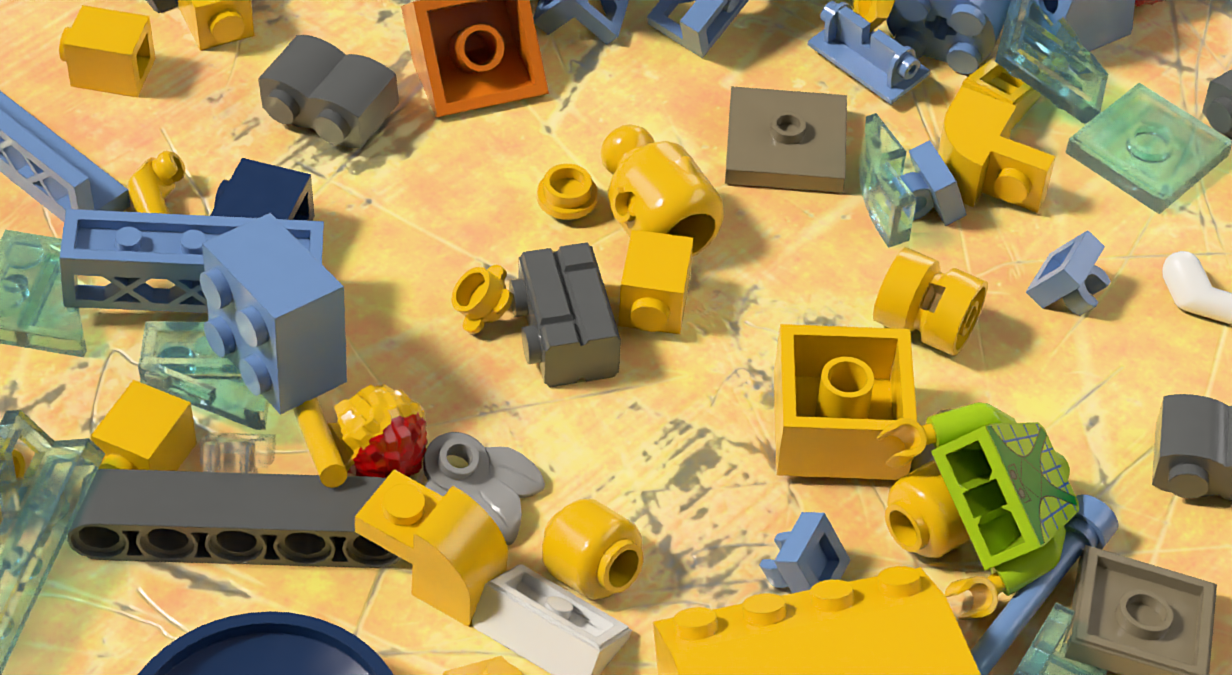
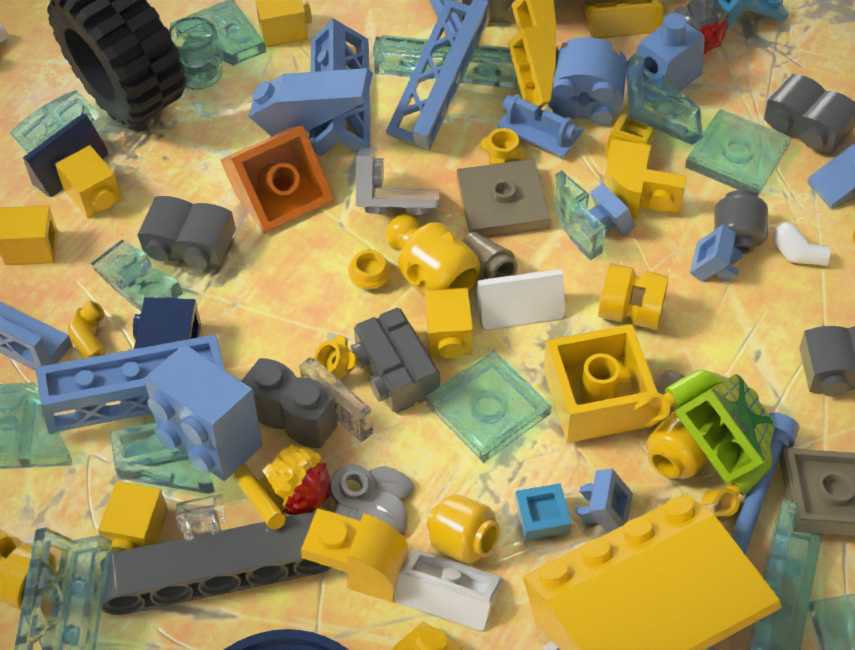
camera: 10 degrees left, 5 degrees up
(238, 128) = (133, 275): none -> clear light blue slope
(403, 336) = (292, 403): none -> dark grey brick
(468, 346) = (350, 409): none -> clear tile
(600, 62) = (378, 199): none -> light grey bracket
(681, 403) = (488, 405): none -> clear light blue tile
(713, 553) = (543, 511): none -> dark azure plate
(747, 217) = (493, 258): none -> dark tan cone
(769, 273) = (521, 299): none -> white slope
(807, 70) = (503, 146): none -> yellow plate
(1128, 230) = (746, 216): none -> dark grey head

